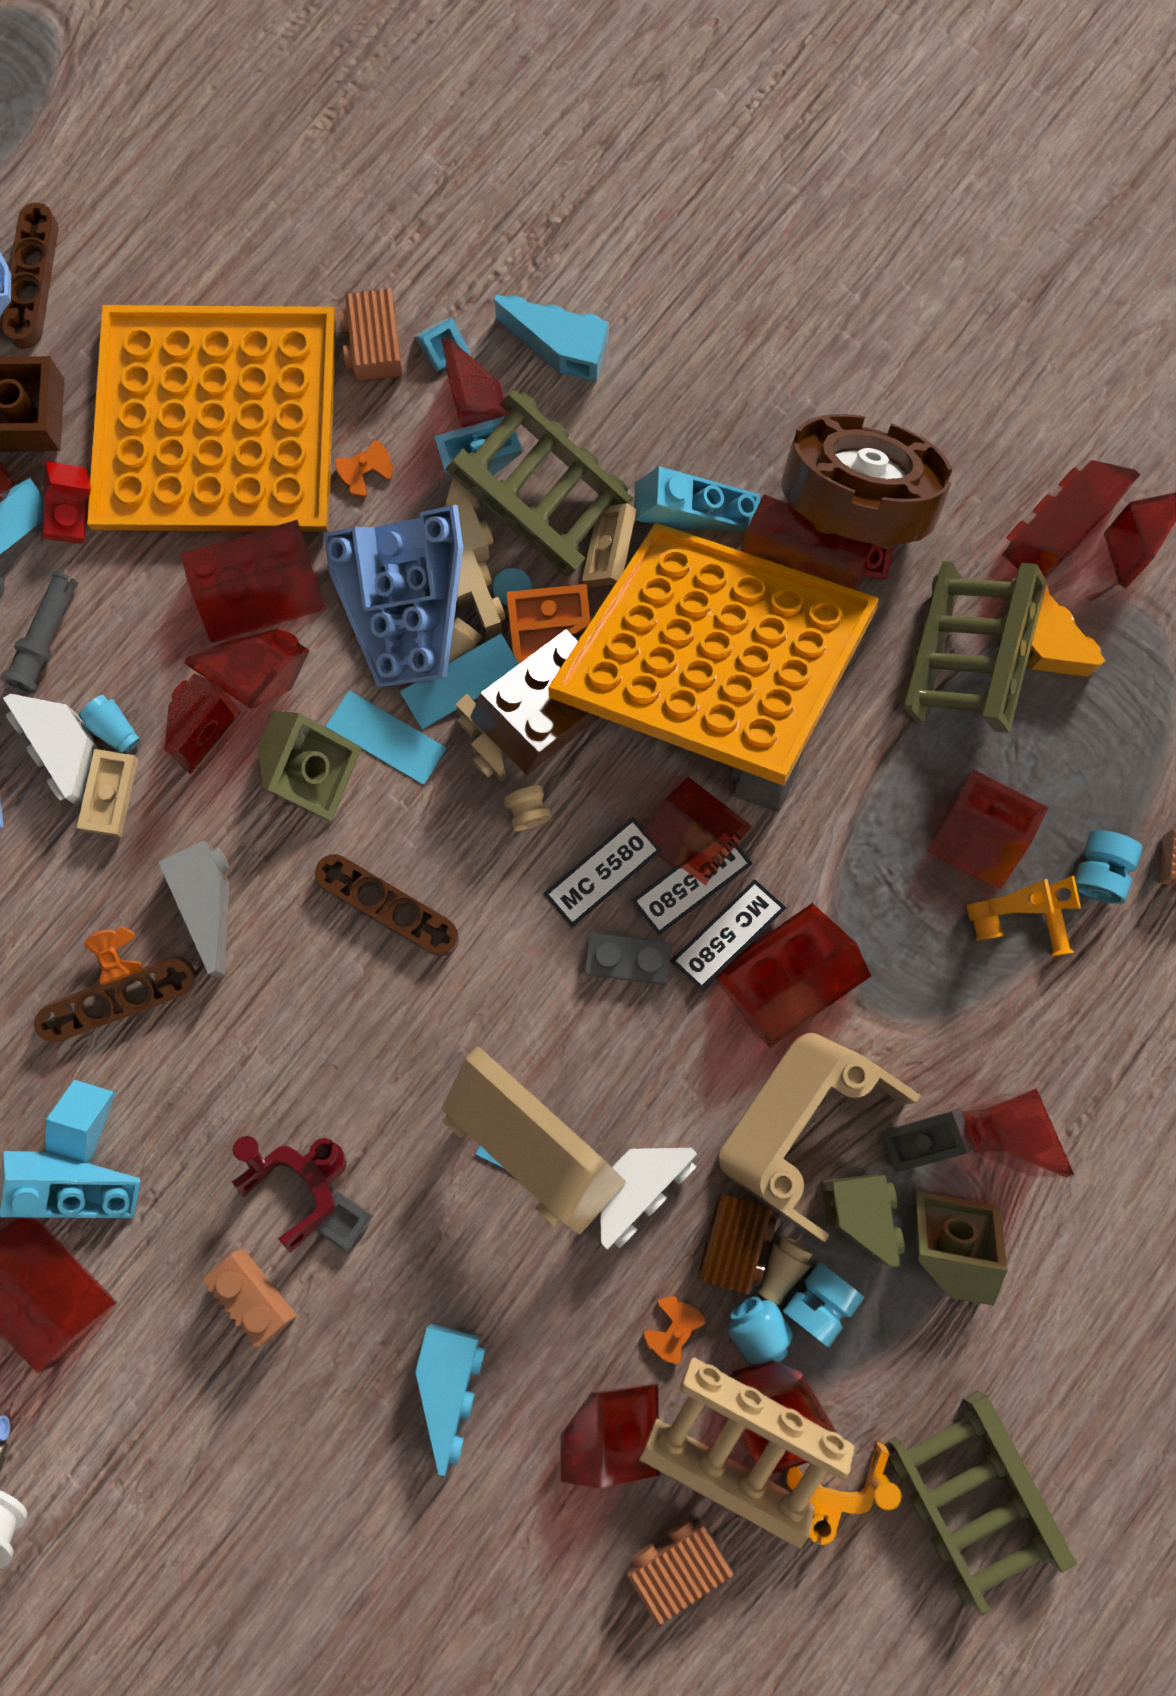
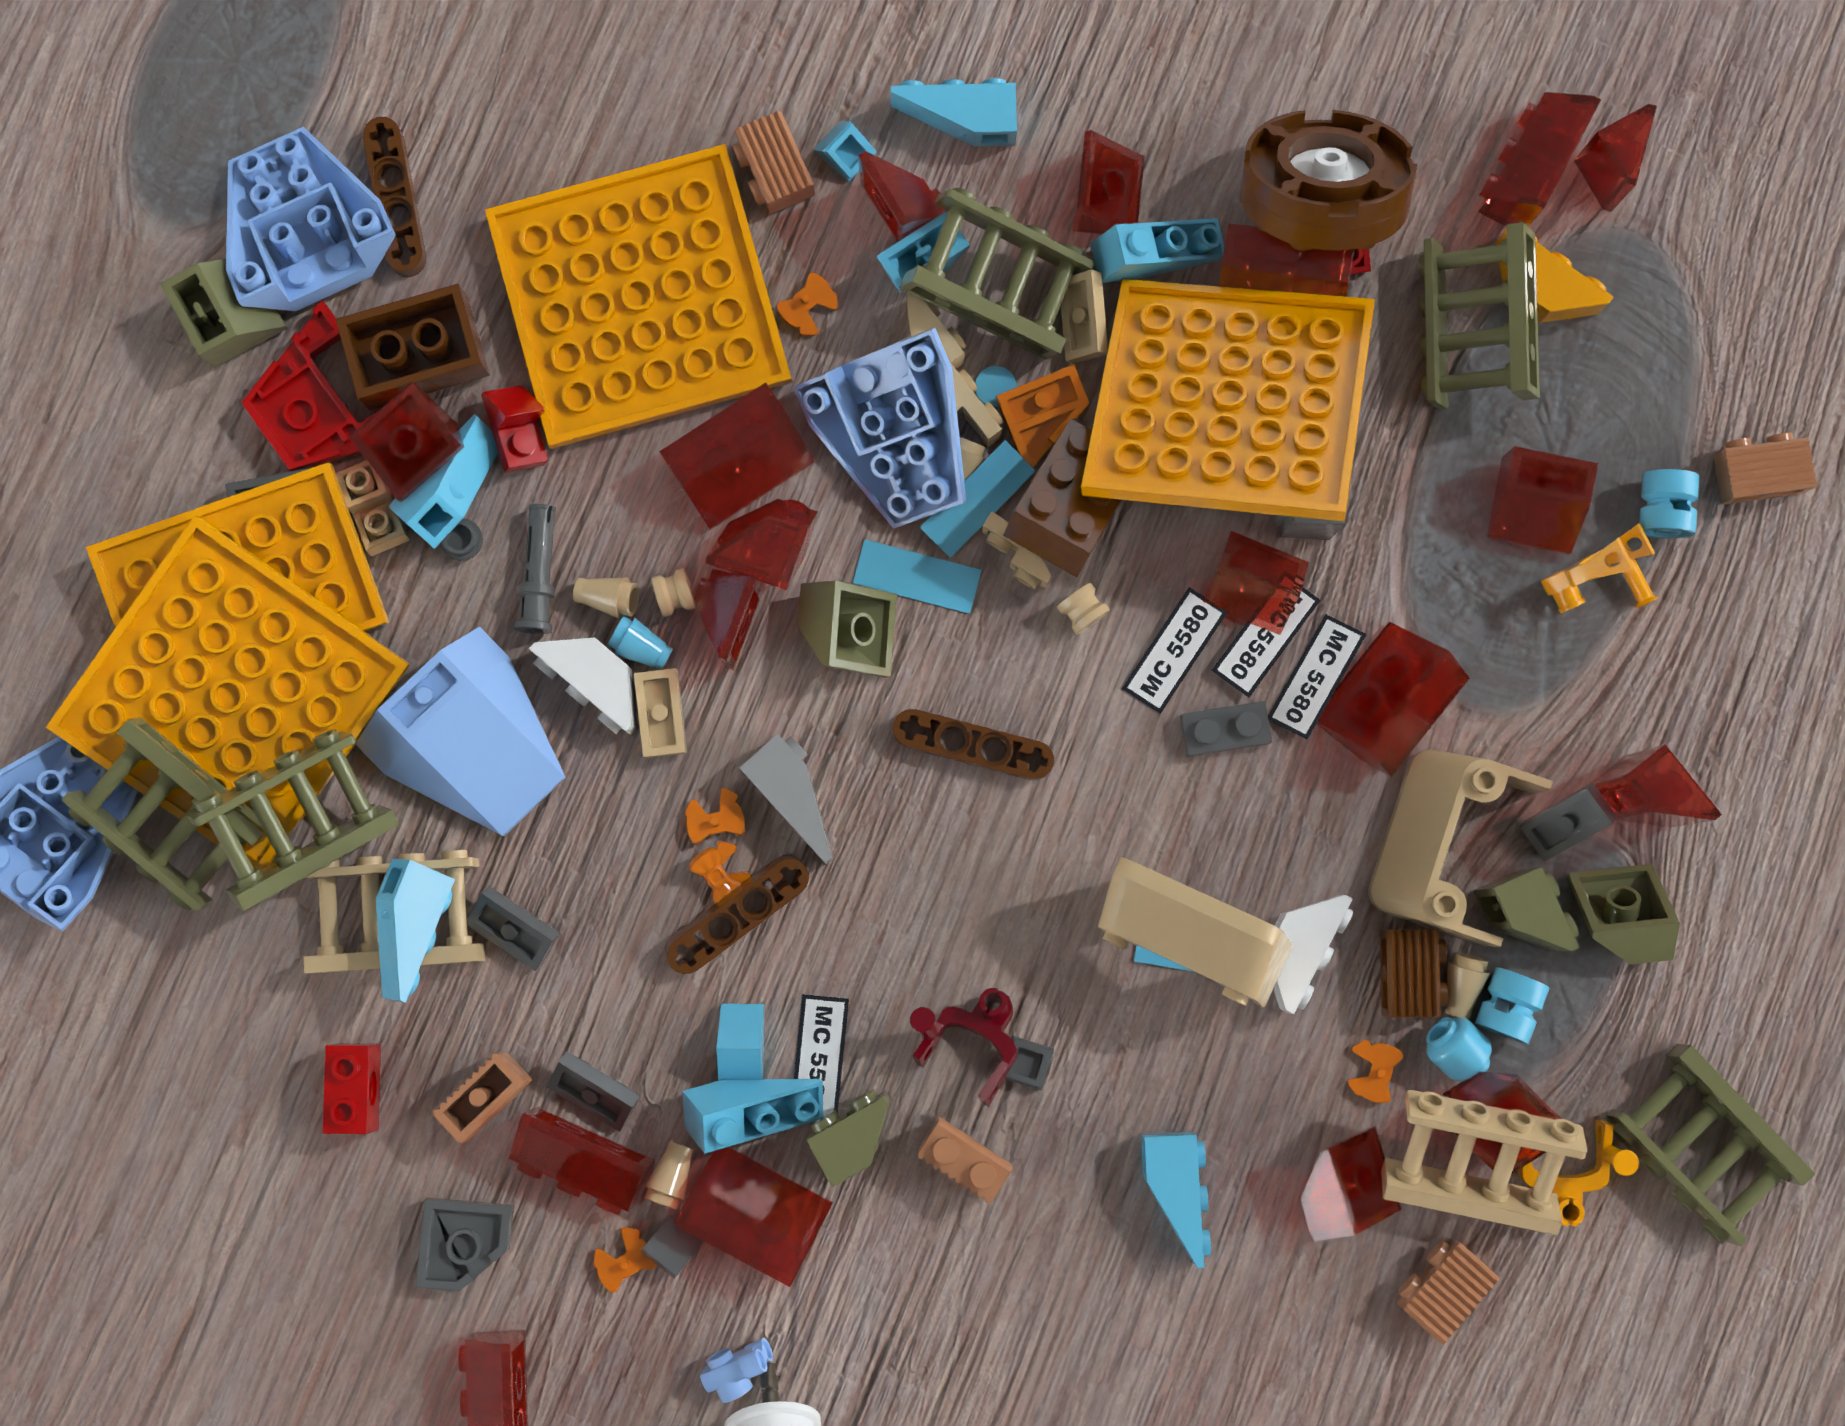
camera: 15 degrees left, 5 degrees up
(97, 673) = (610, 595): none -> tan cone
(140, 908) = (729, 818): none -> orange piece
(142, 1246) = (849, 1142): none -> olive slope
(154, 686) = (673, 592): none -> tan wheel
(155, 1151) = (822, 1045): none -> white sticker
(665, 433) = (1107, 185): none -> clear red slope

